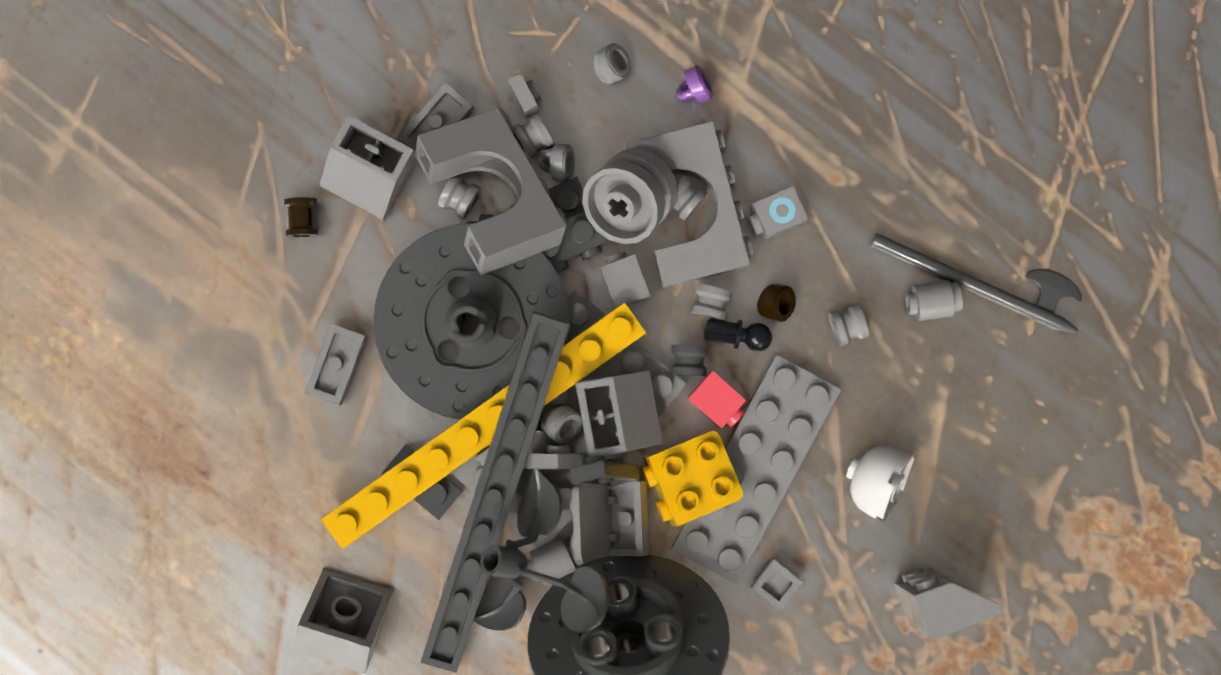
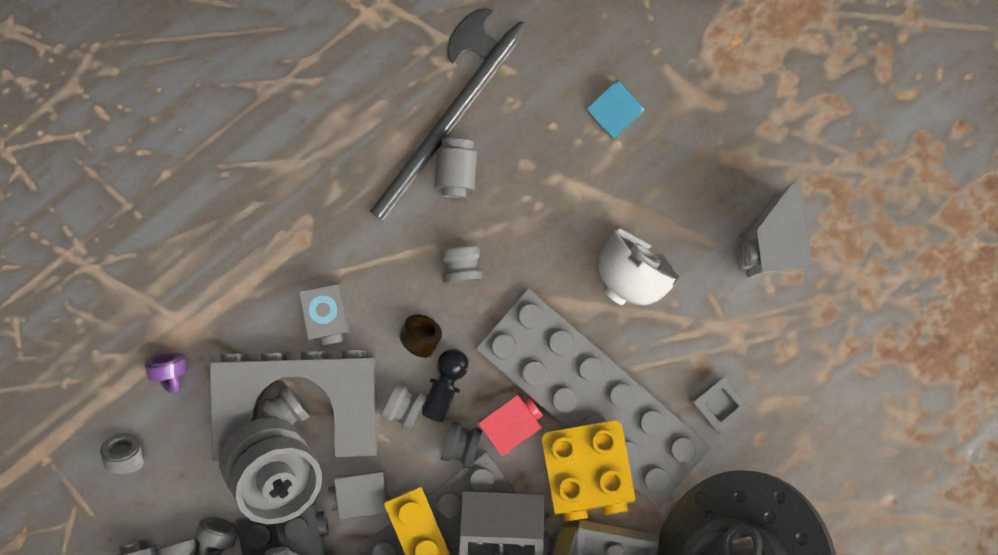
camera: 75 degrees left, 0 degrees up
(1019, 431) = (615, 109): none -> medium azure slope

